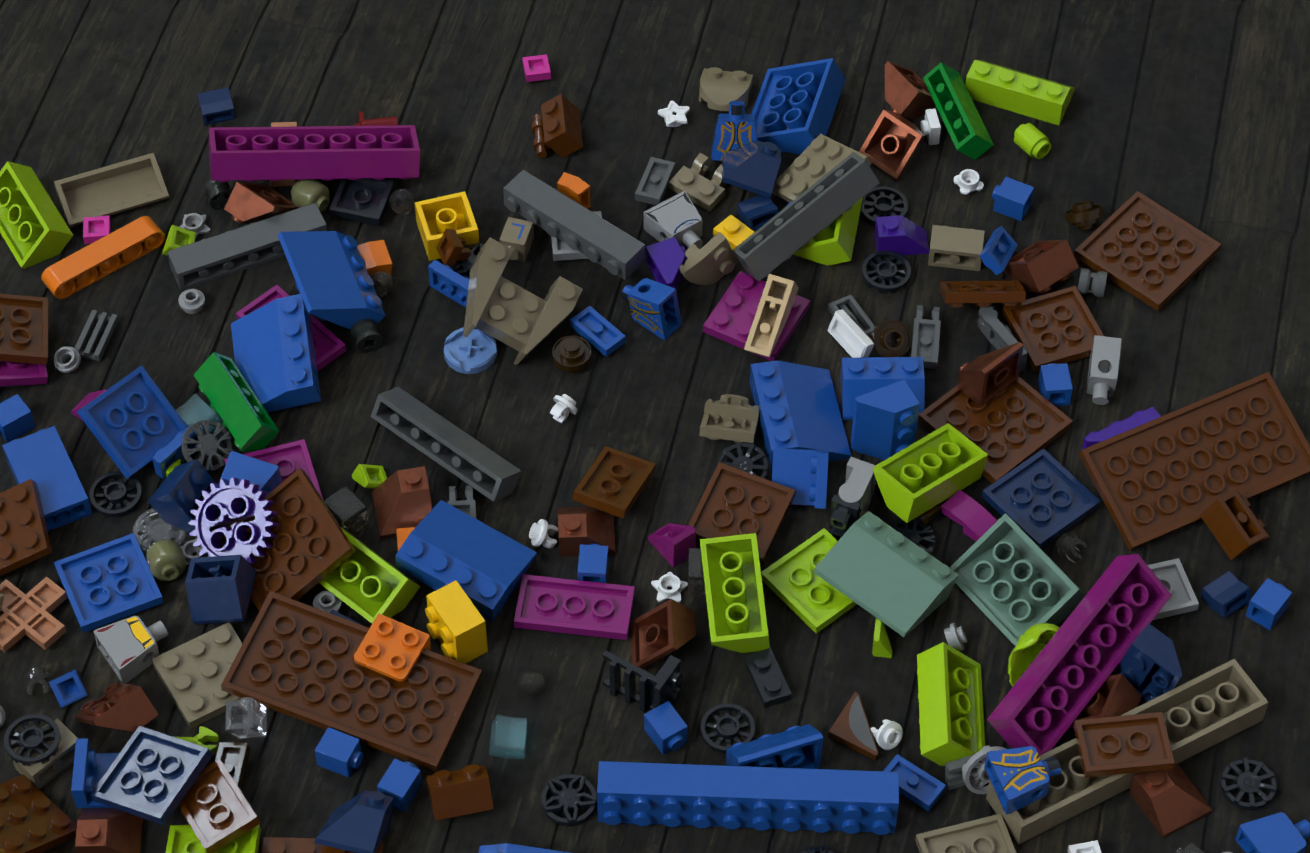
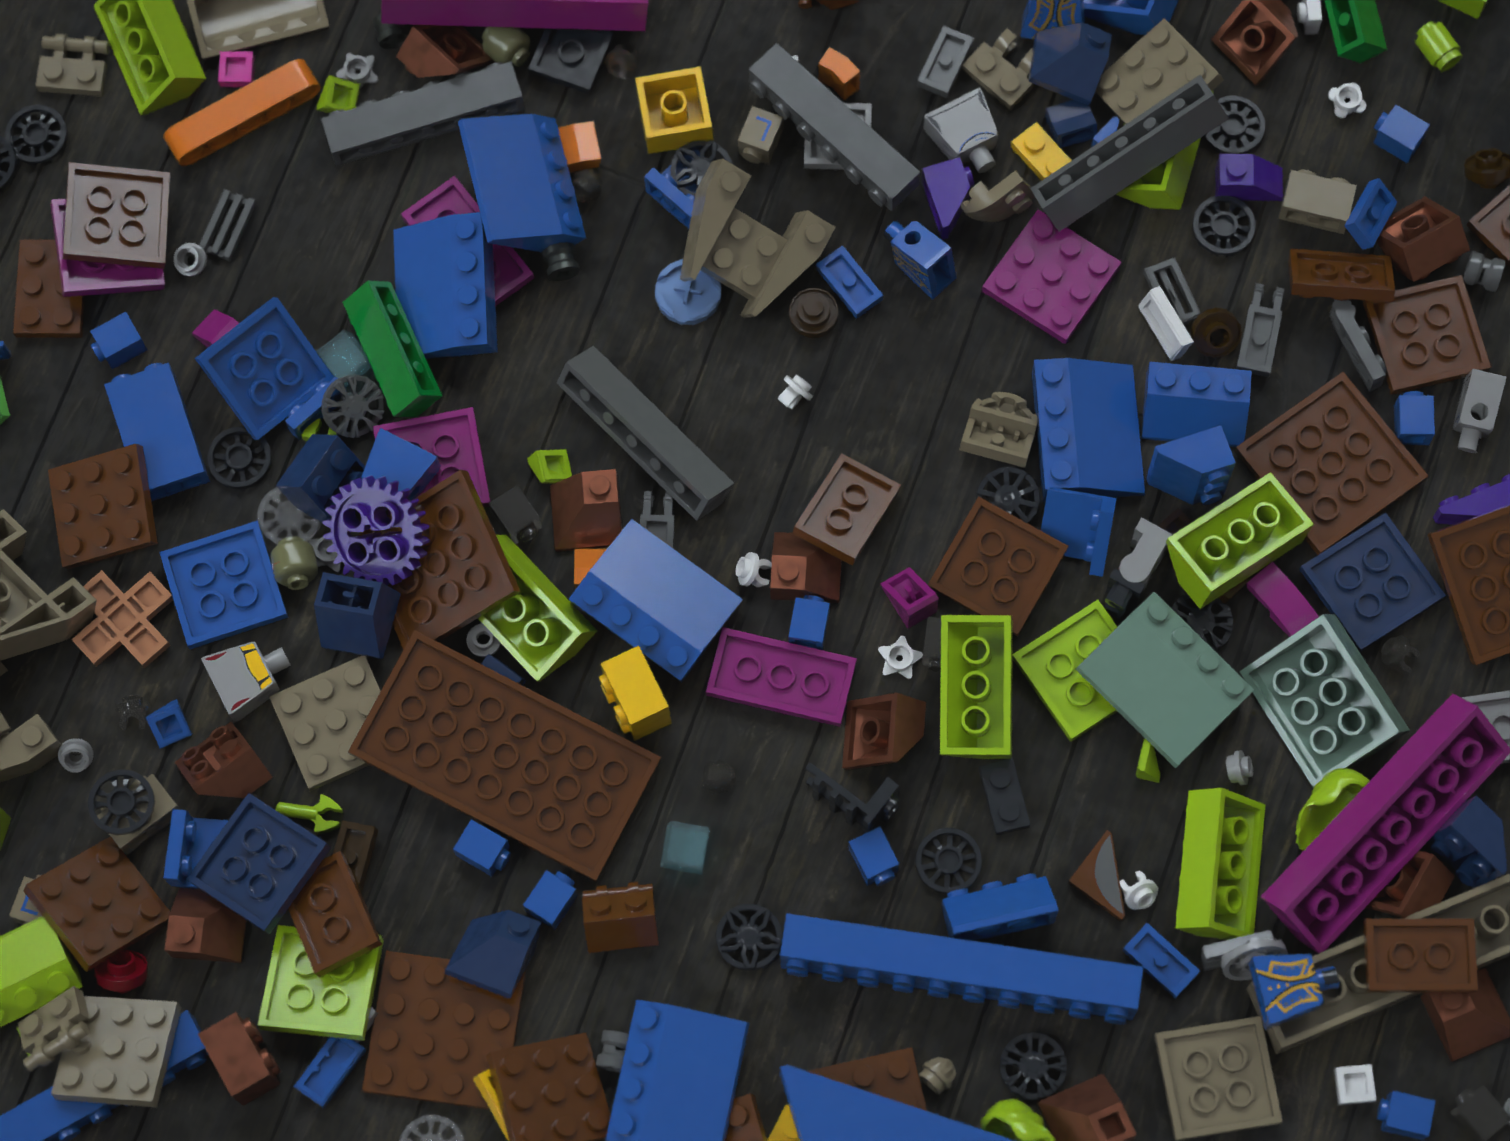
camera: 10 degrees right, 20 degrees up
(191, 301) = (352, 193): light grey plate -> none
(246, 718) = (375, 794): clear brick -> none
(391, 648) = (555, 719): orange bracket -> none
(452, 248) = (675, 150): reddish brown tile -> none
(771, 315) = (1068, 290): tan slope -> none
(990, 373) = (1331, 405): copper slope -> none

